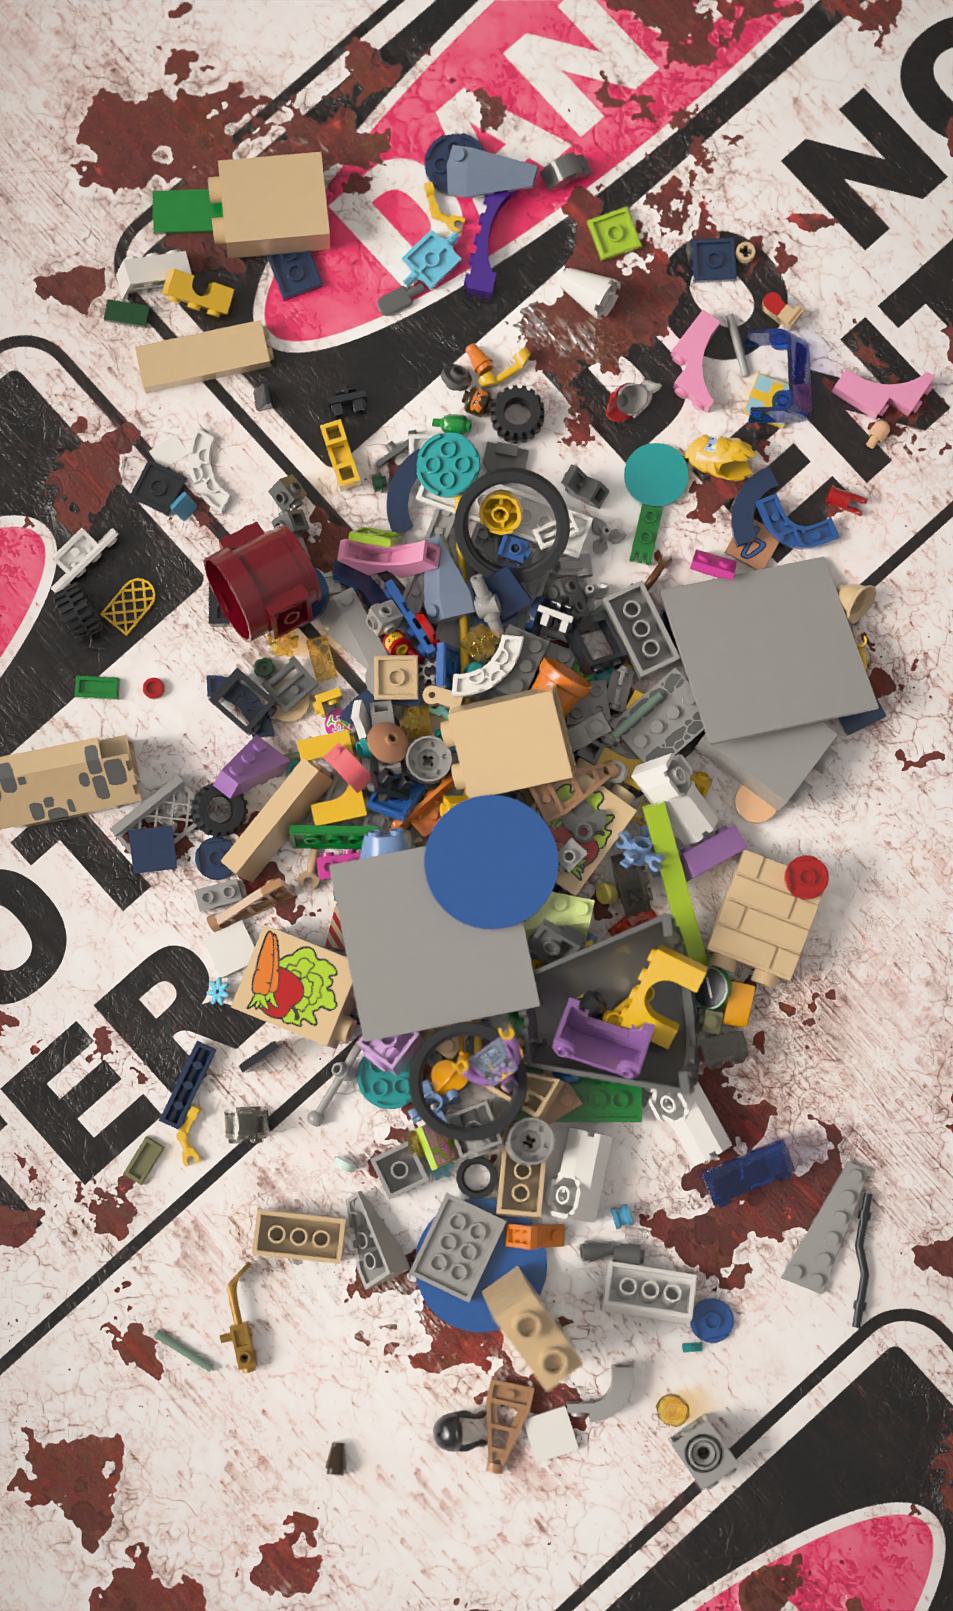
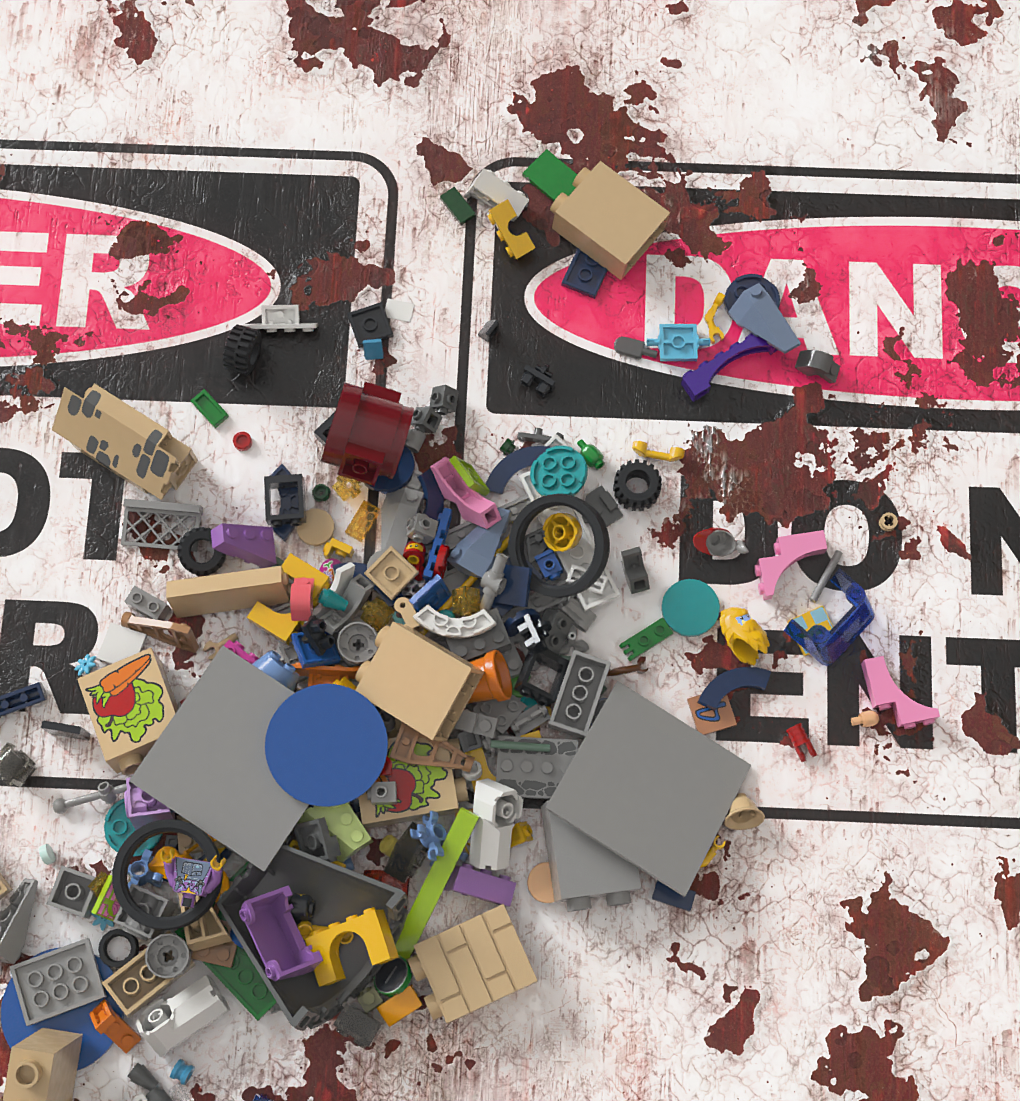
camera: 45 degrees right, 10 degrees down
(123, 601) = (275, 391): yellow window -> none
(152, 849) = (138, 537): dark blue tile -> none
(202, 473) = (406, 340): white tile -> none
(204, 356) = (477, 272): tan brick -> none
(209, 858) = (168, 573): dark blue tile -> none
(294, 689) = (324, 522): dark grey plate -> none
(328, 836) = (249, 631): green tile -> none
(340, 455) = (502, 404): yellow arch -> none
(382, 747) = (335, 607): nougat dish -> none
(456, 377) = (621, 427): dark grey plate -> none
(477, 401) = (619, 454): dark brown head -> none
(480, 361) = (647, 430): orange cone -> none
(584, 818) = (419, 778): dark grey plate -> none
(590, 290) = (761, 453): white cone -> none
(601, 529) = (620, 607): light grey plant -> none
(614, 234) = (812, 433): lime tile -> none
(692, 1122) = (289, 1056): white brick -> none
(713, 565) = (670, 699): dark pink bracket -> none
(714, 260) = (862, 508): dark blue tile -> none
(780, 311) = (875, 580): leg -> none
(788, 532) = (742, 729): blue plate -> none
(806, 877) = (525, 963): red tile -> none

